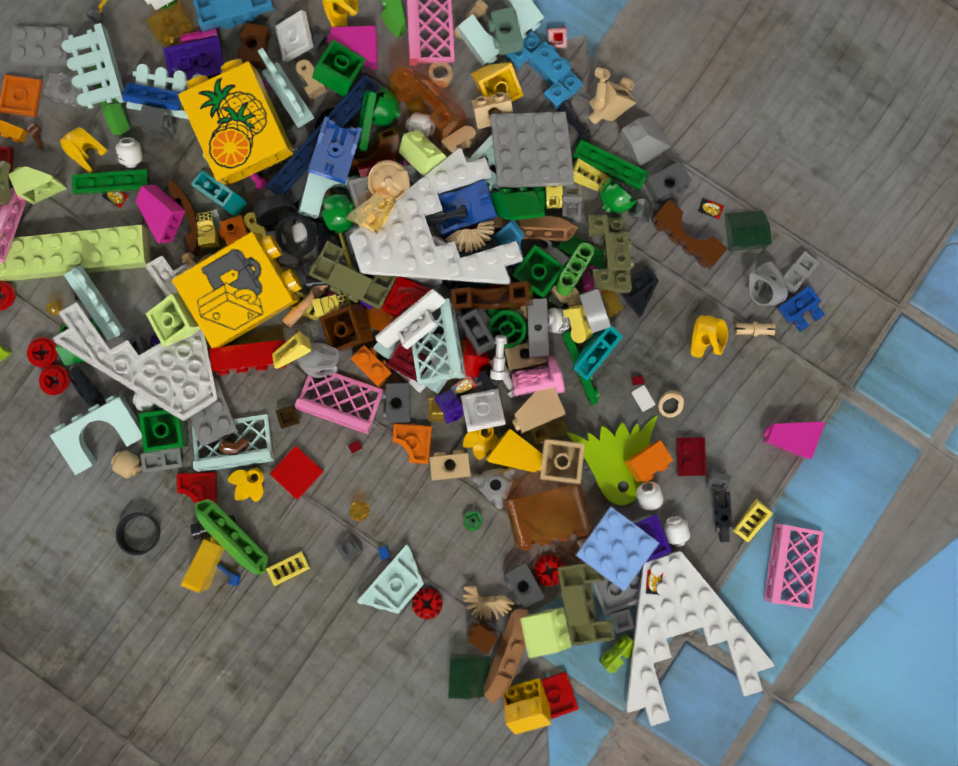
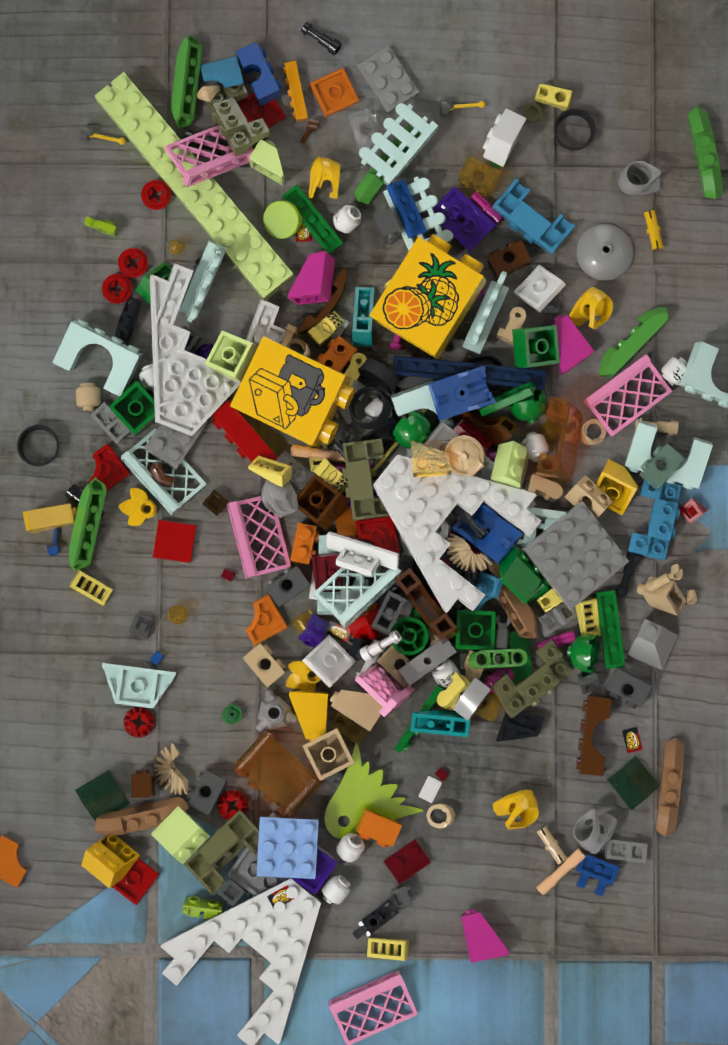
camera: 55 degrees right, 0 degrees up
(92, 205) = (282, 219): none -> lime tile
(592, 209) = (560, 640): none -> dark pink axle
(770, 202) = (670, 787): none -> medium nougat brick
(784, 348) = (551, 880): none -> light nougat piece

